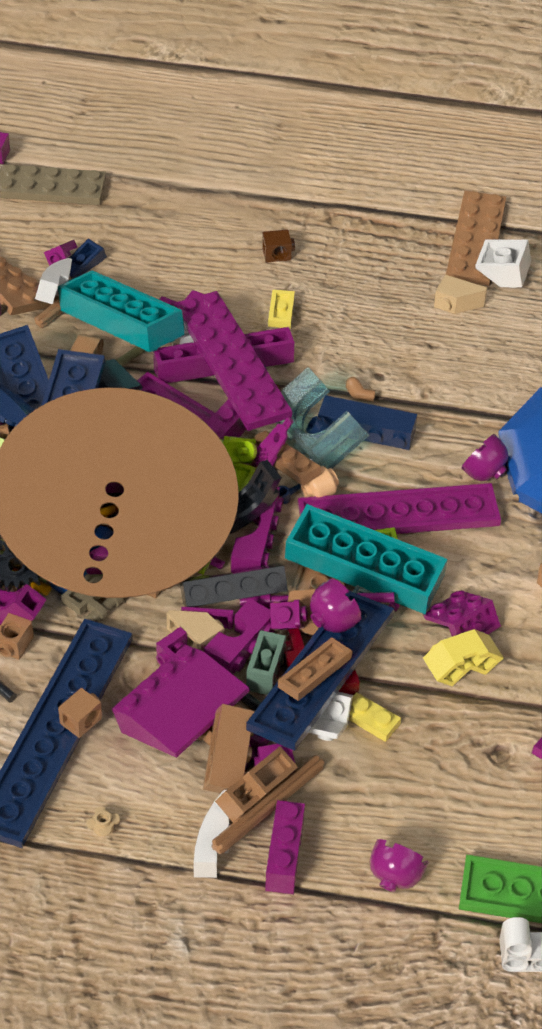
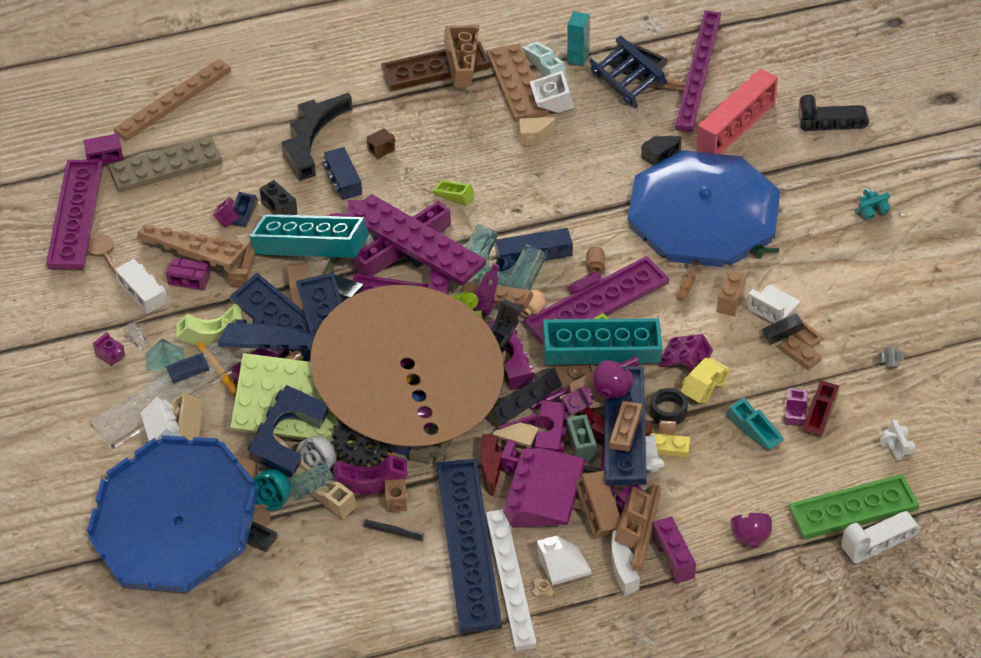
camera: 25 degrees left, 0 degrees up
(19, 321) = (238, 277): none -> medium nougat plate
(51, 278) = (242, 233): white slope -> none
(70, 801) = (510, 581): none -> white plate
(80, 712) = (484, 523): medium nougat brick -> none
(95, 123) = (172, 100): none -> medium nougat plate
(123, 262) = (277, 199): none -> black brick
(142, 646) = (490, 462): none -> dark red slope
(144, 797) = (561, 560): none -> white slope
(205, 203) = (303, 132): none -> black arch
(212, 261) = (342, 173): none -> dark blue brick
(281, 308) = (416, 189): light yellow plate -> none
(325, 329) = (463, 197): none -> lime slope
(357, 391) = (511, 228): medium nougat arm -> none
(381, 695) = (667, 427): none -> medium nougat hose
(396, 187) = (425, 68): none -> reddish brown plate
(398, 686) = (670, 395): none -> black tyre
(400, 483) = (583, 282): none -> magenta plate
(428, 464) = (595, 259): none -> medium nougat brick
(429, 181) = (460, 48): none -> medium nougat wedge
(487, 460) = (634, 241): magenta cylinder -> none
(489, 737) = (754, 424): none -> teal slope
(518, 537) = (686, 285): none -> medium nougat axle
(522, 223) = (544, 59): none -> light aqua slope

